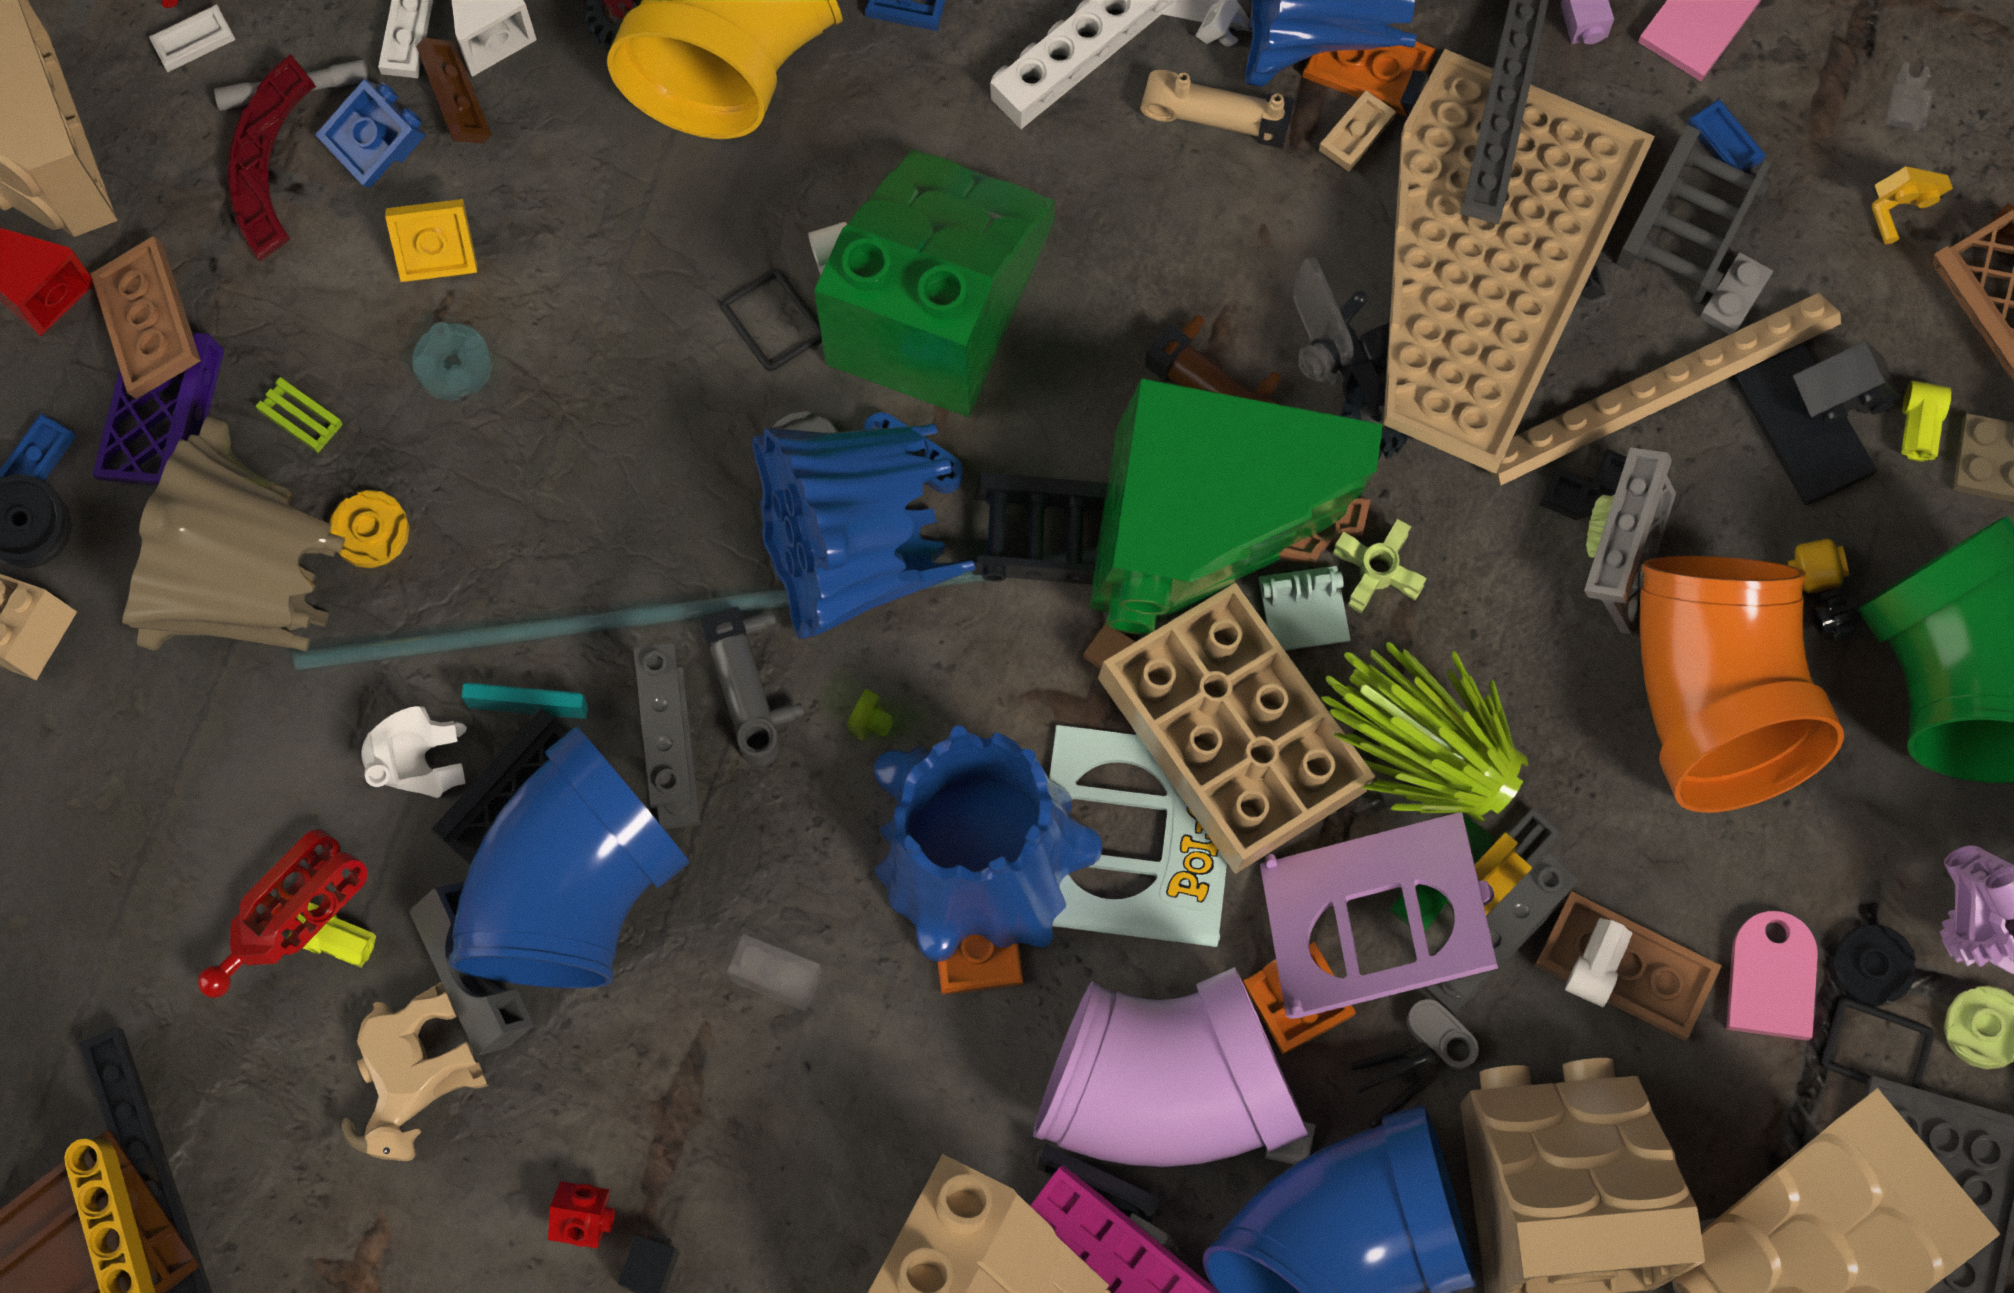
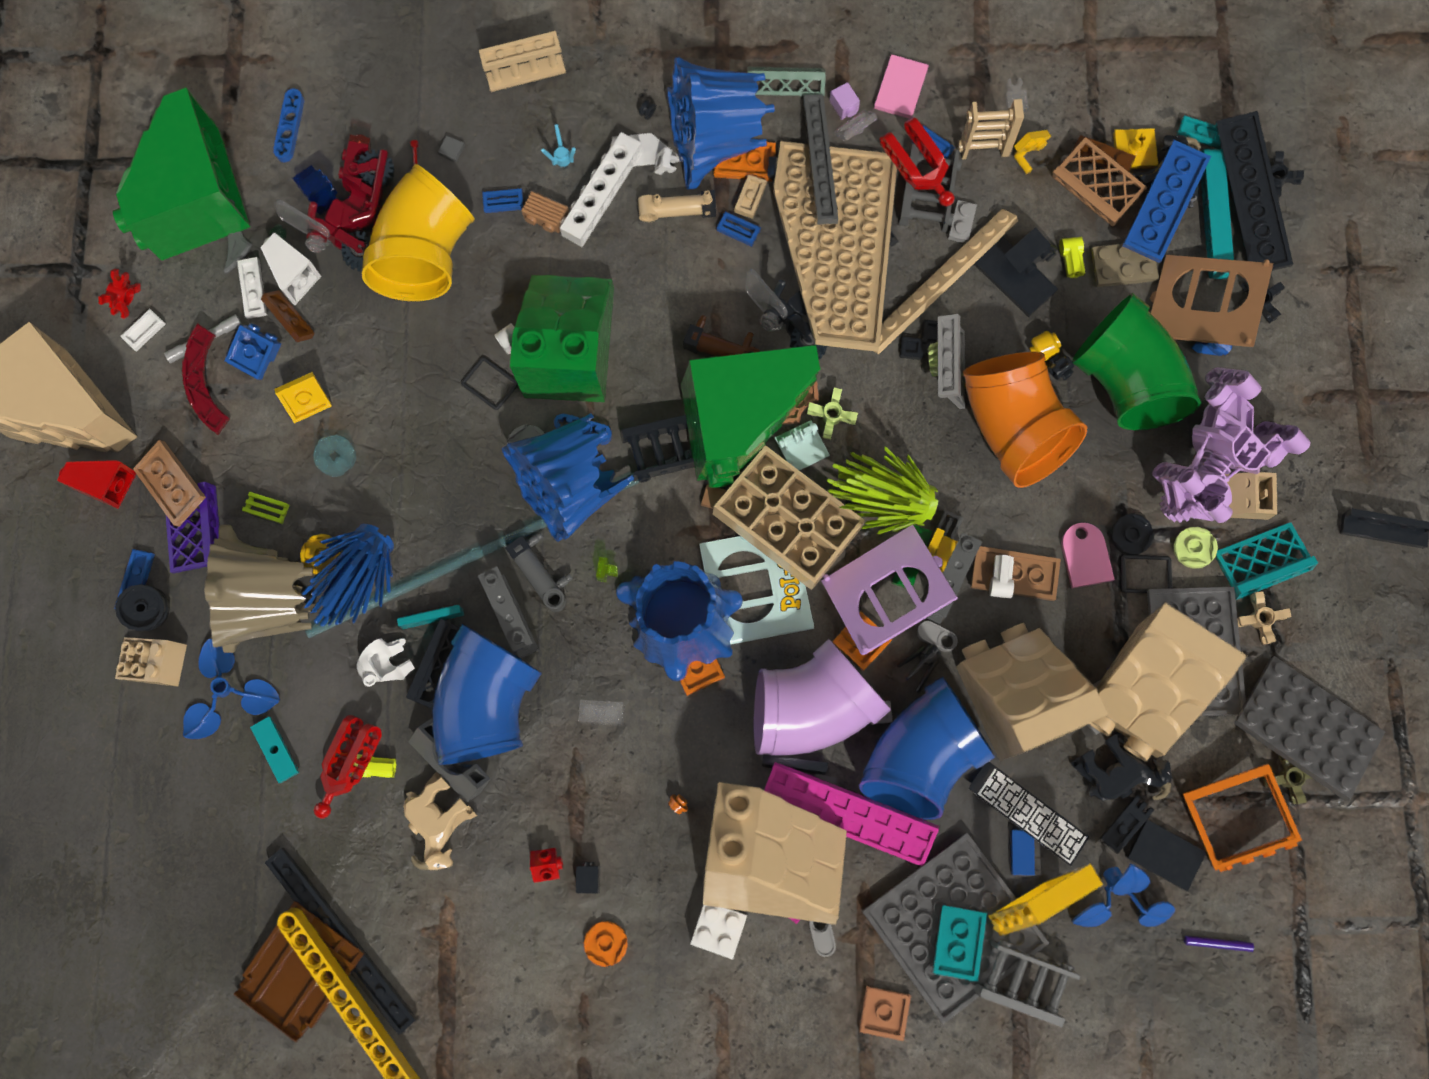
camera: 15 degrees left, 5 degrees up
(165, 825) = (269, 738): none -> teal tile
(169, 746) = (257, 695): none -> blue plant
(418, 574) = (353, 575): none -> blue plant
(859, 1185) = (678, 803): none -> orange plate
(972, 46) = (544, 212): none -> medium nougat brick
(1307, 192) = (752, 236): none -> blue tile
(1594, 61) = (856, 125): none -> clear plate
(1715, 151) = (908, 168): none -> red piece
(1866, 161) = (1005, 137): none -> tan fence

